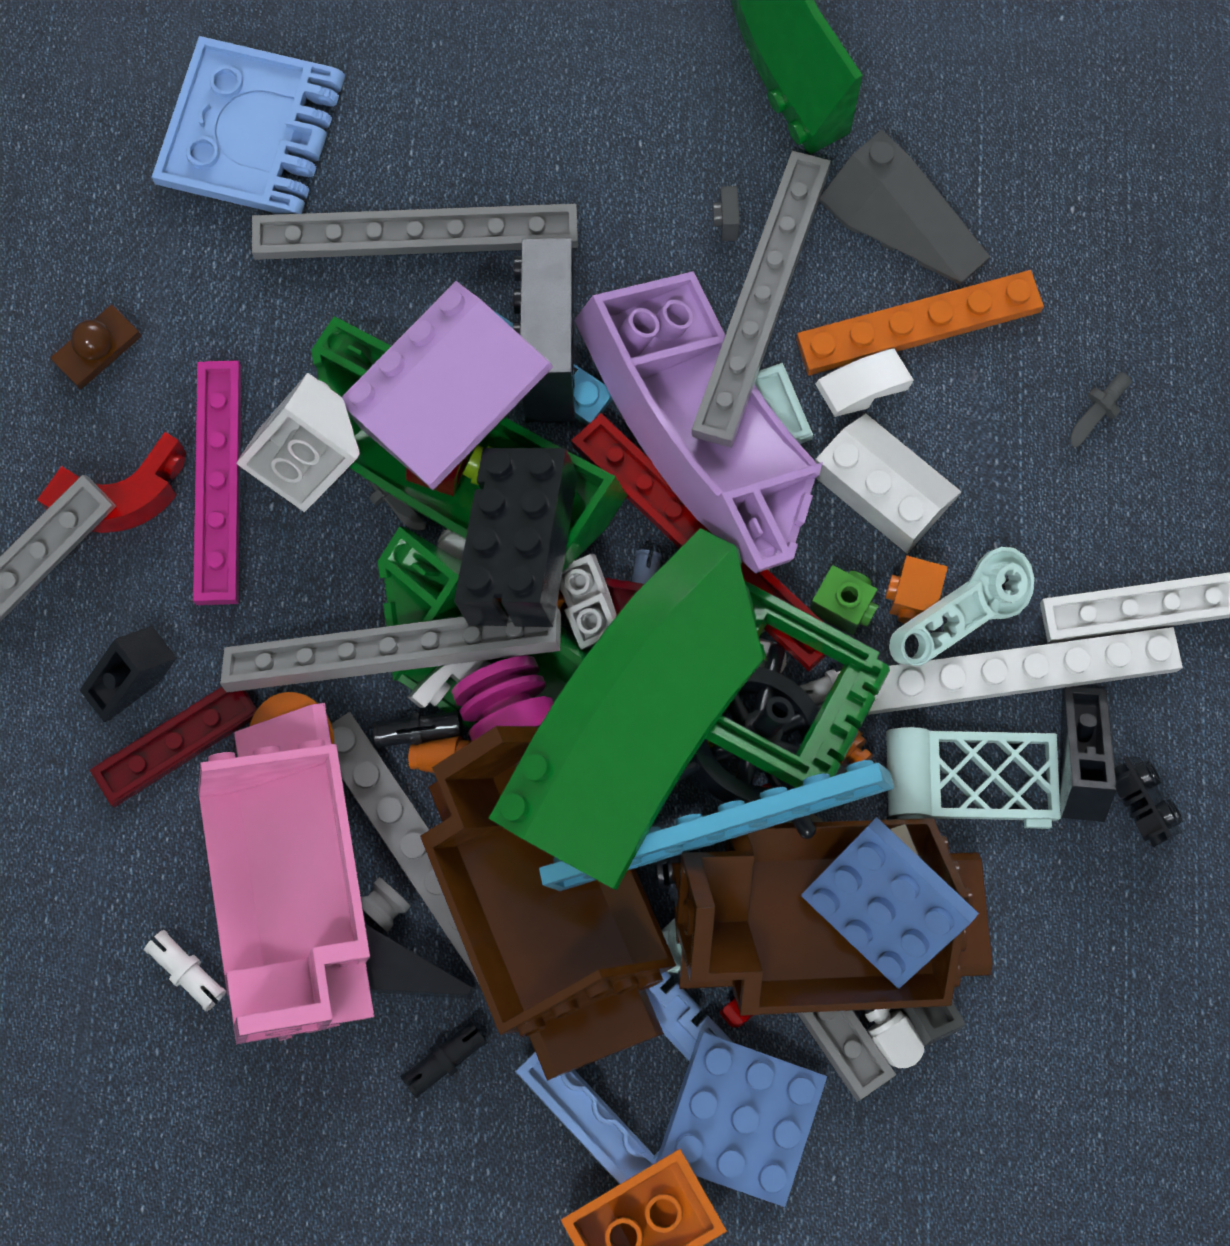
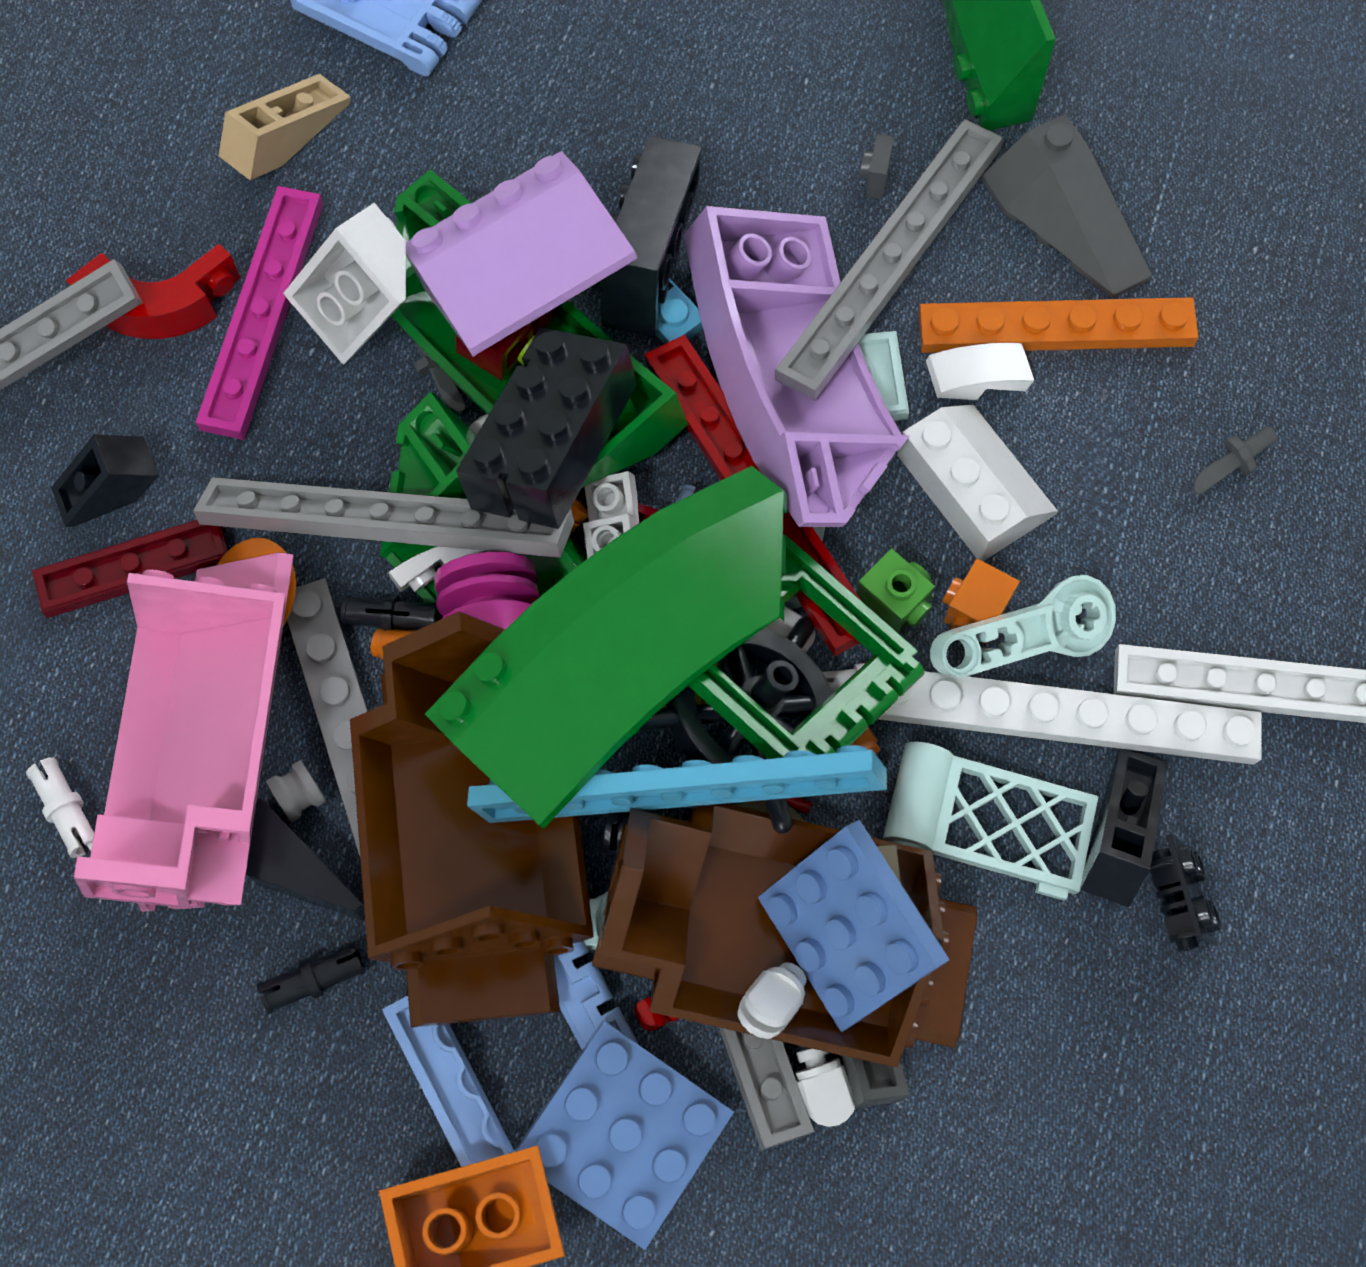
camera: 15 degrees right, 5 degrees down
(95, 346) = (178, 148): reddish brown tile -> none
(180, 302) = (278, 125): none -> tan slope
(409, 231) = (535, 109): light grey plate -> none
(838, 979) = (772, 1000): none -> white arm

